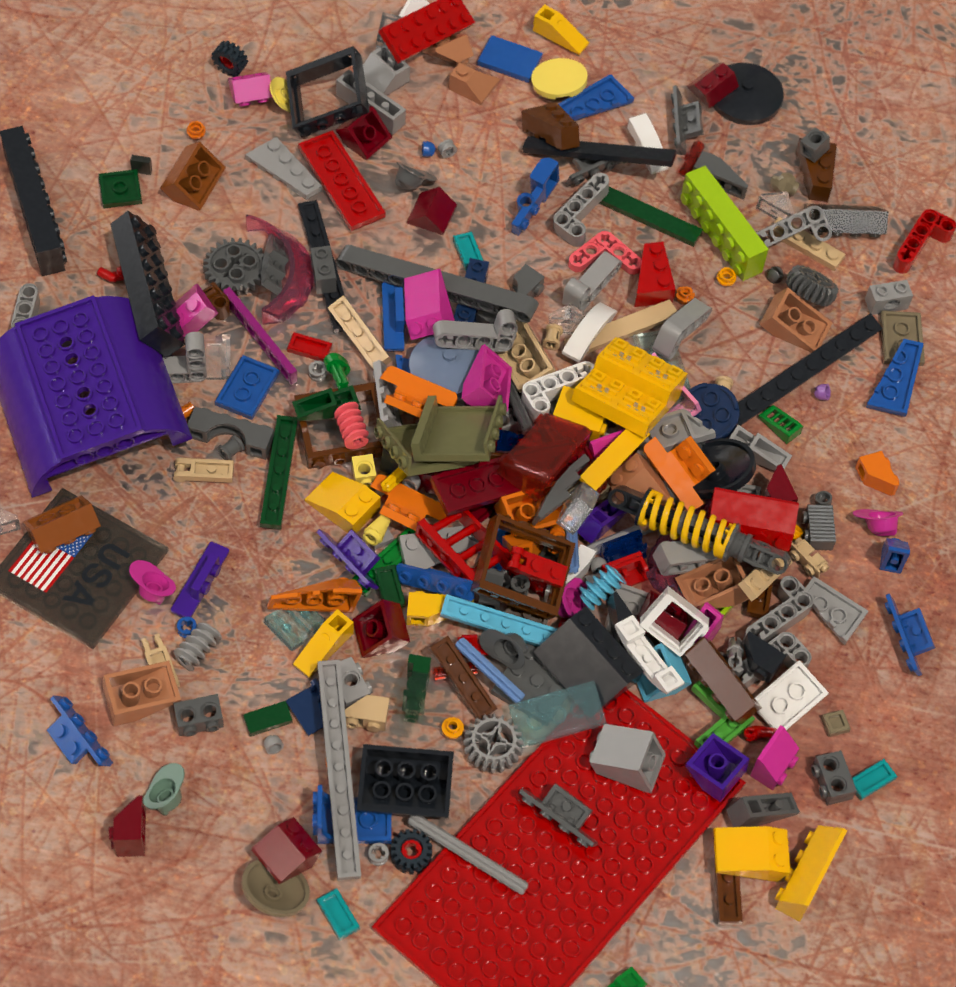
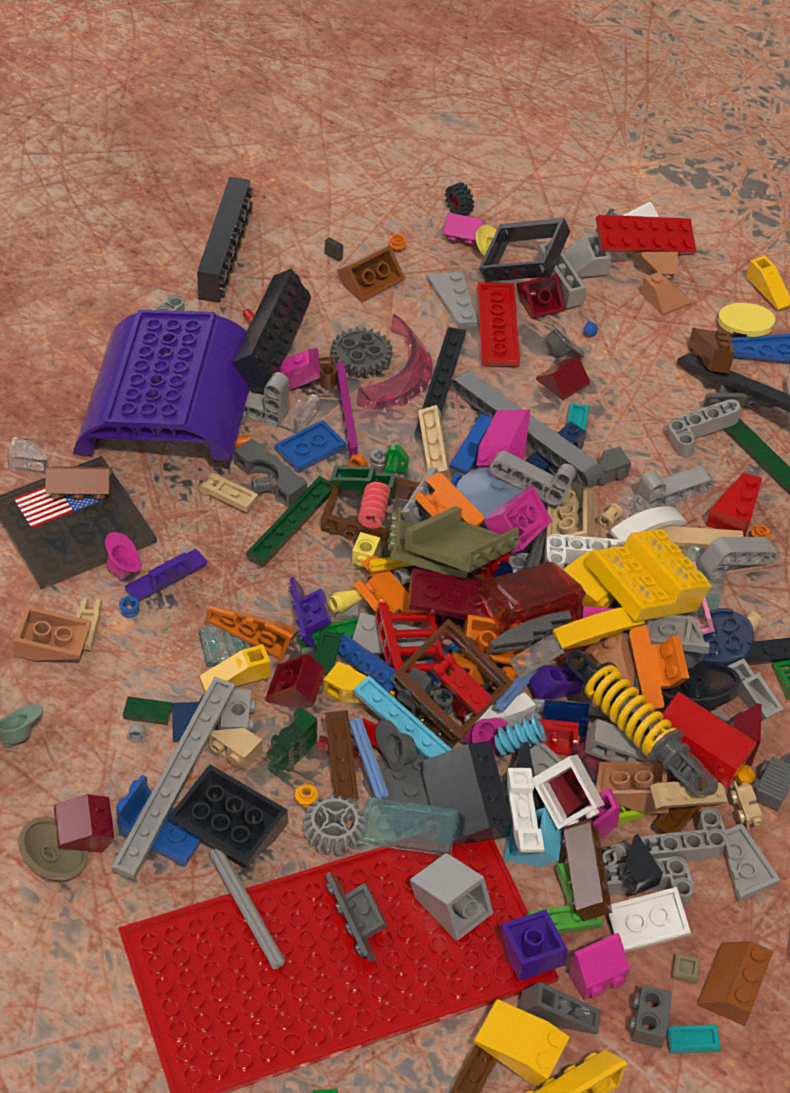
camera: 30 degrees right, 10 degrees down
(120, 188) = (306, 261): dark green tile -> none
(195, 644) = (125, 621): light grey piece -> none
(197, 709) = (88, 678): dark grey brick -> none
(274, 264) = (392, 361): dark grey slope -> none
(302, 385) = (358, 460): none -> orange plate
(309, 347) = (383, 435): red tile -> none
(323, 269) = (433, 380): dark grey brick -> none
(338, 914) = (96, 903): teal tile -> none
(344, 502) = (332, 568): yellow slope -> none
(384, 850) = (165, 862): light grey bush -> none
(422, 848) = (197, 892): black bush -> none
(447, 148) = (606, 330): light grey bush -> none
(509, 58) = (710, 289): blue tile -> none
(542, 182) = (679, 389): blue plate -> none
(599, 246) = (679, 464): coral beam -> none
(758, 732) = (592, 936): red arm -> none
(879, 713) = (735, 980): none -> dark orange slope

